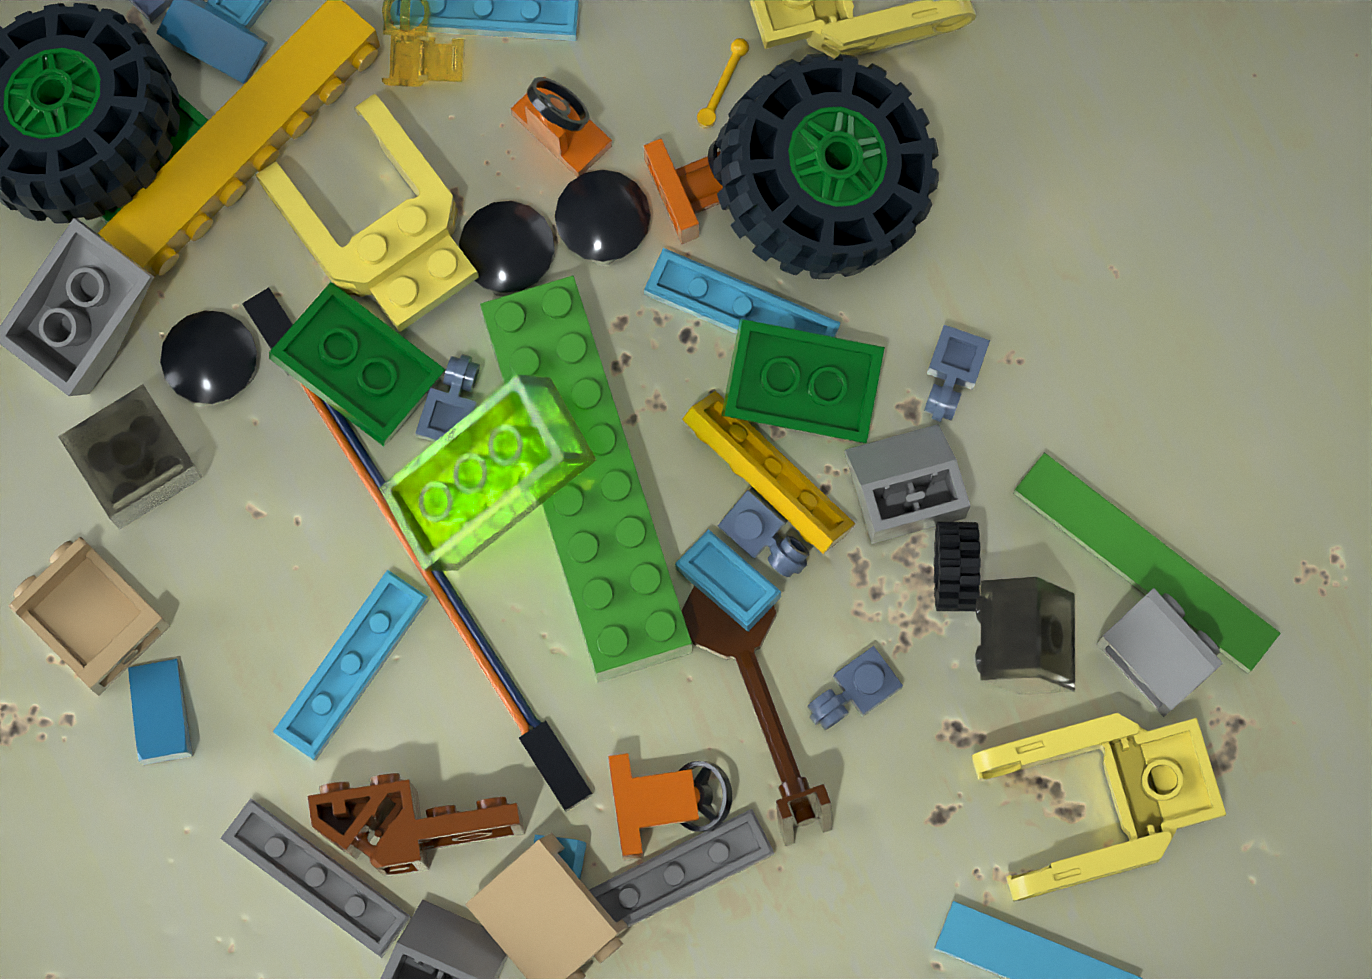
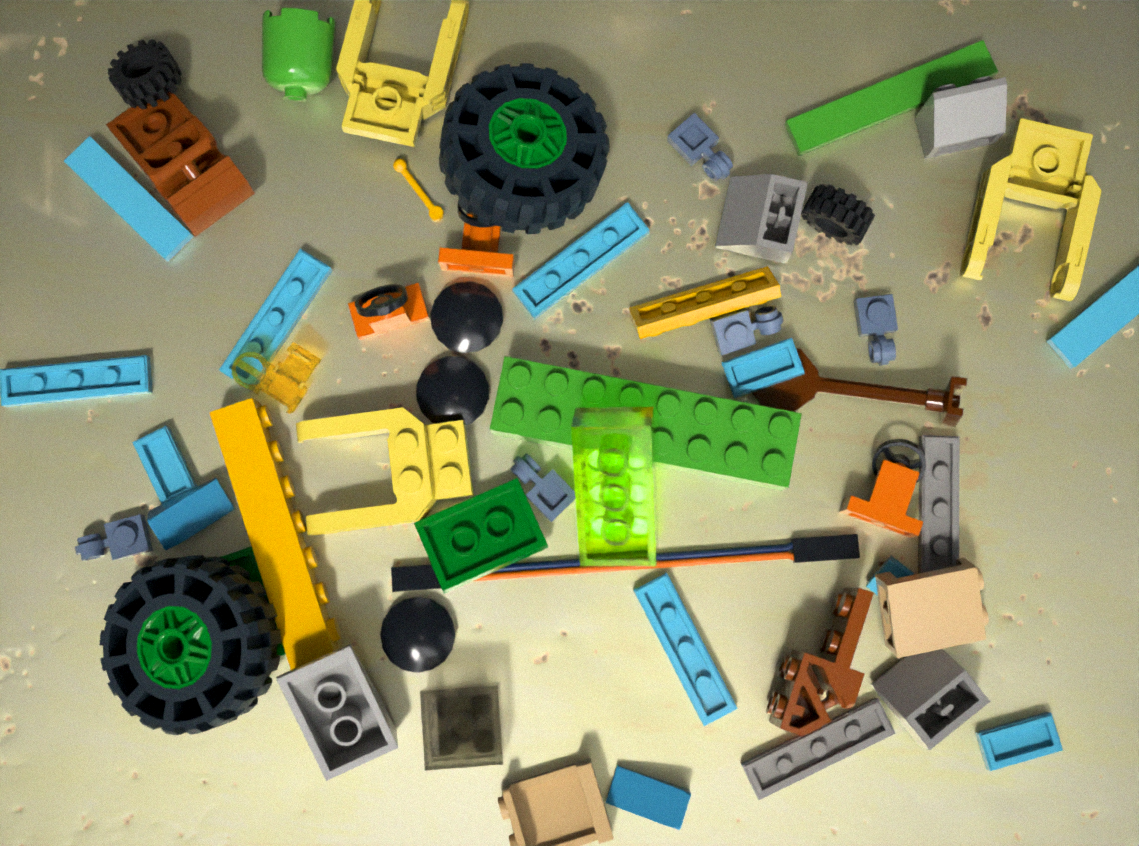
camera: 60 degrees left, 5 degrees up
(802, 381) = (657, 246): green plate -> none
(1026, 636) = (911, 196): clear smoke brick -> none

